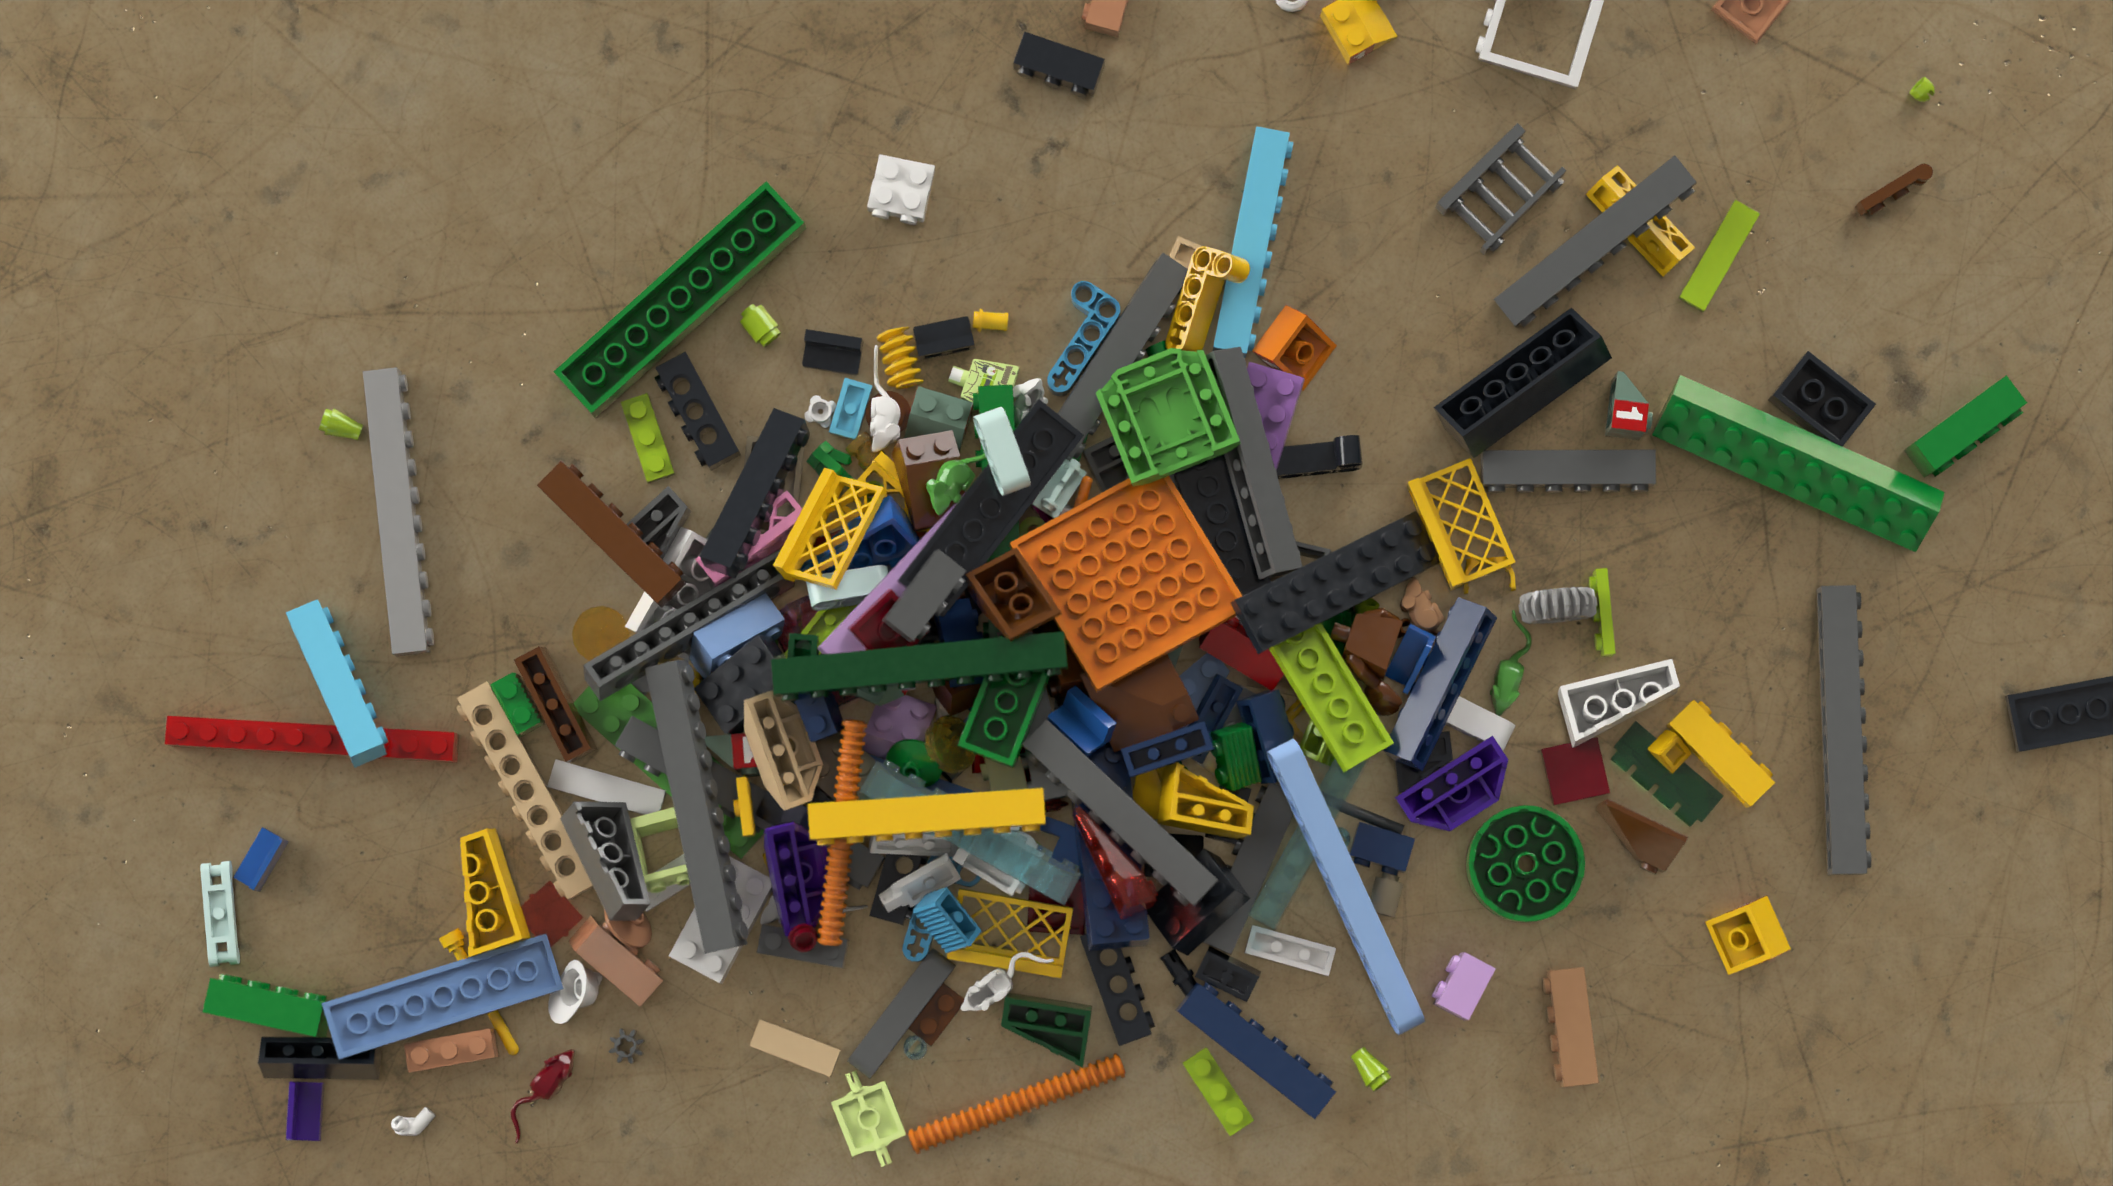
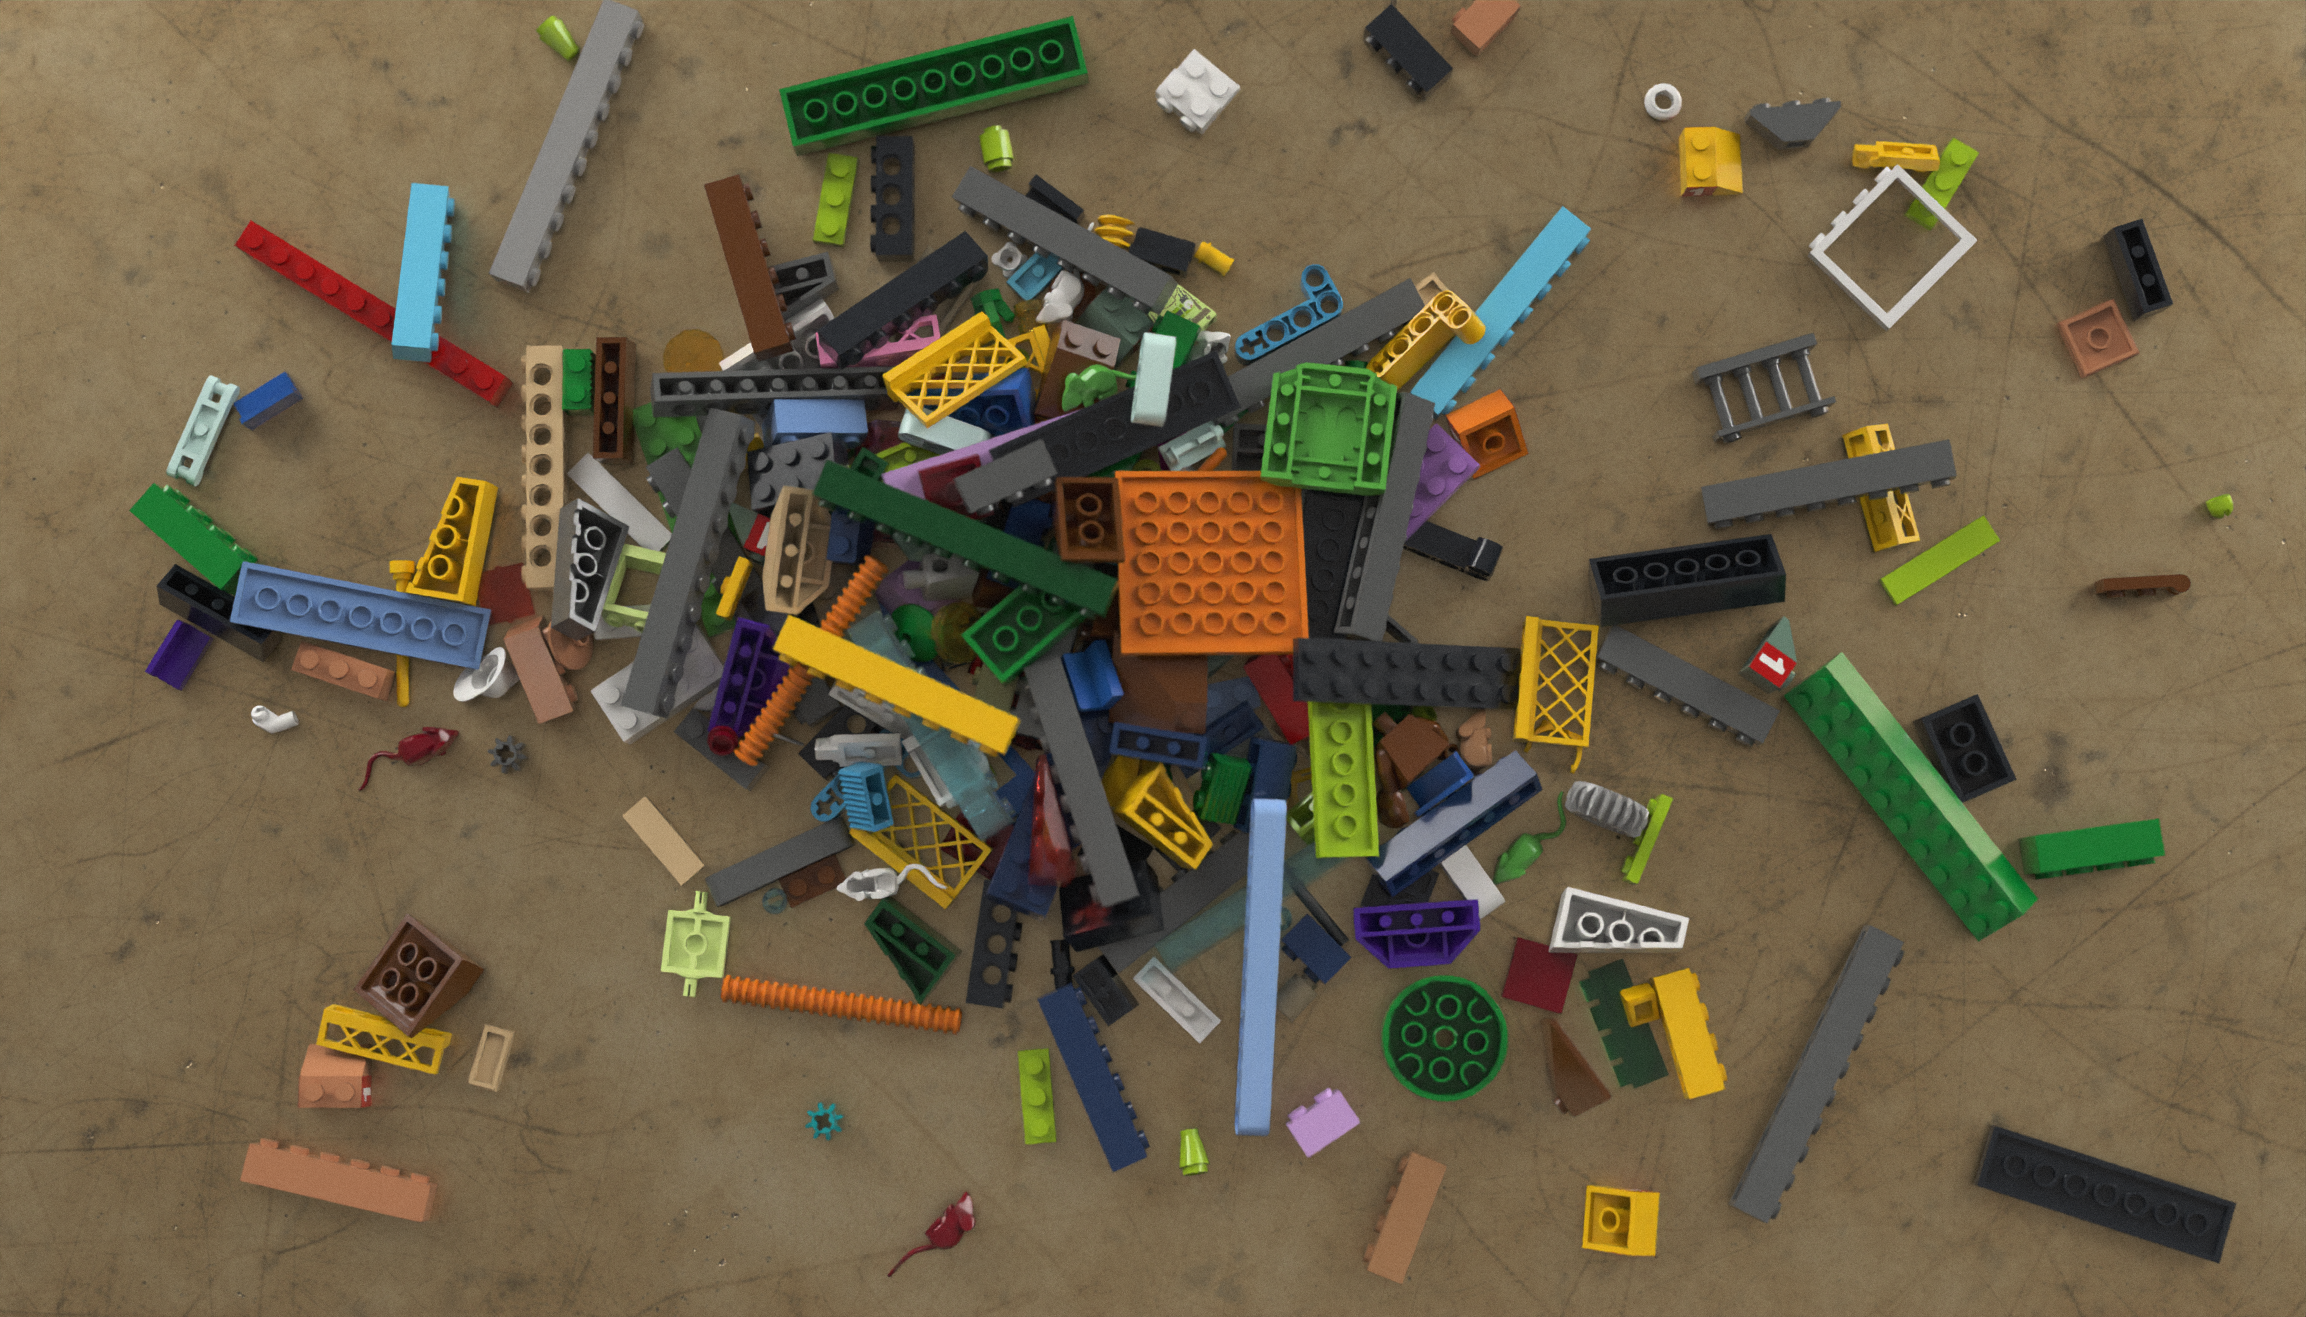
camera: 30 degrees right, 0 degrees up
(860, 373) = (1065, 241): none -> dark grey brick
(913, 707) = (941, 578): none -> light grey torso

